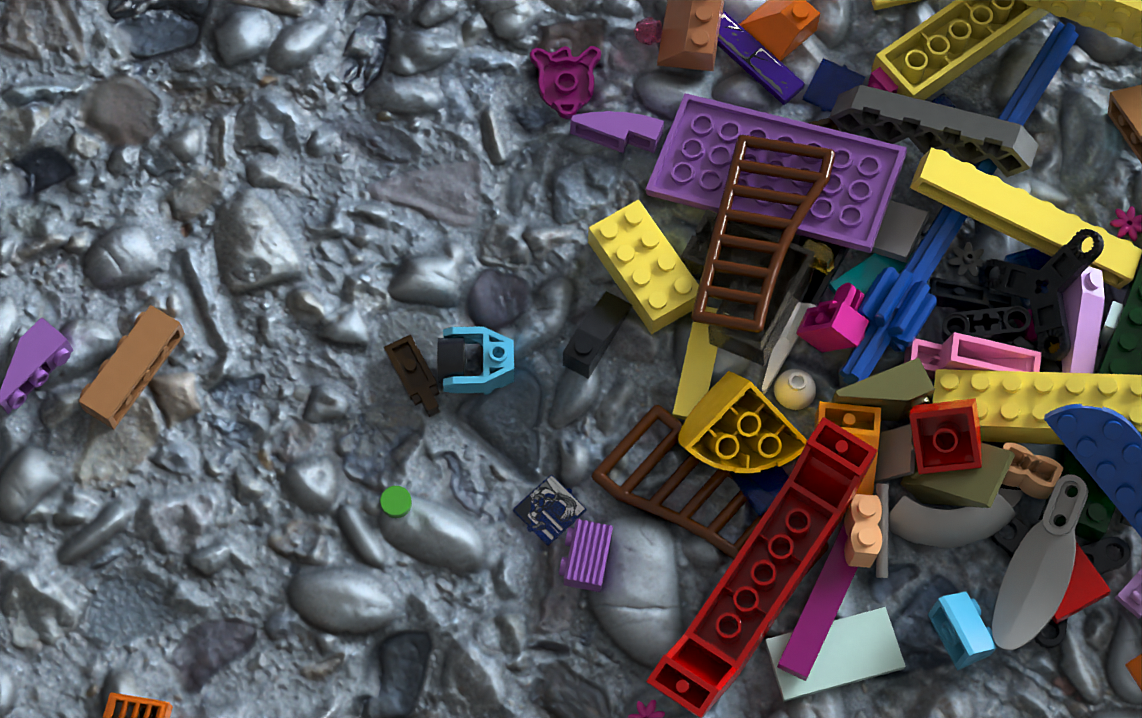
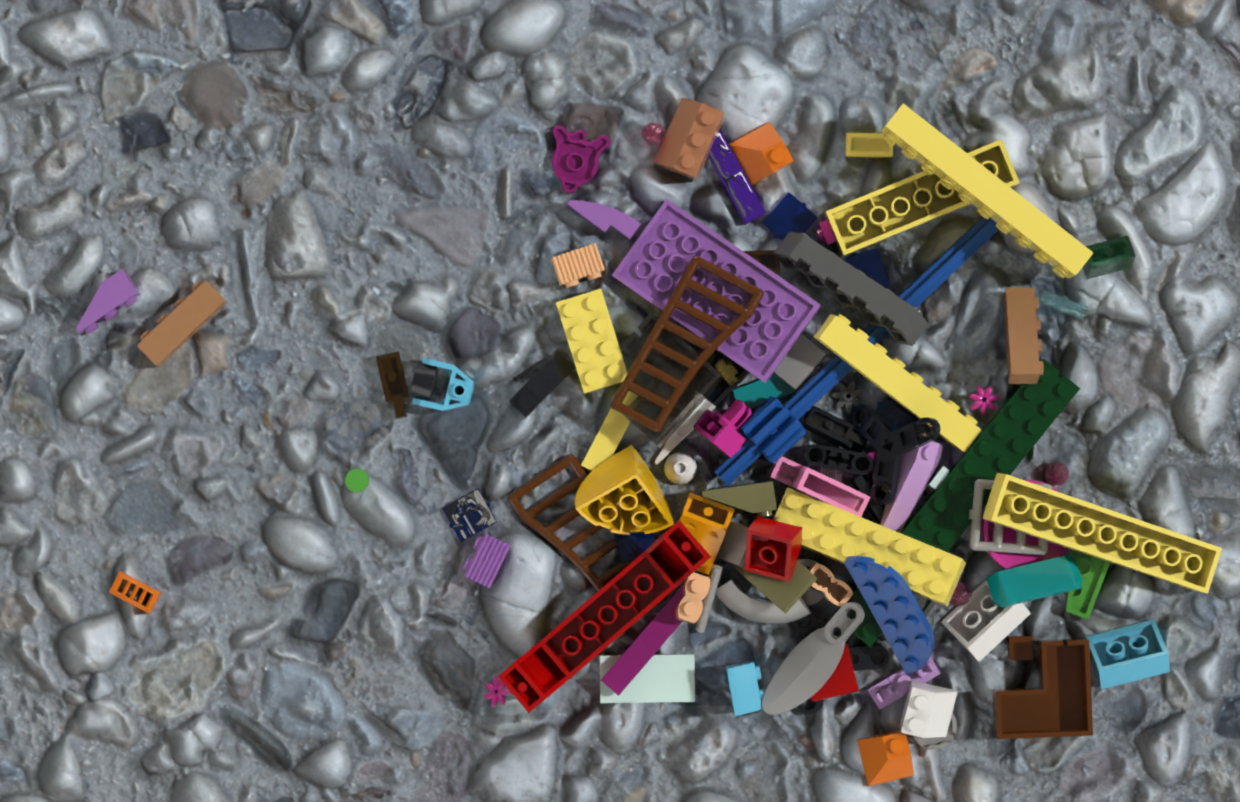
camera: 20 degrees right, 20 degrees up
(602, 188) = (578, 265): none -> light nougat brick

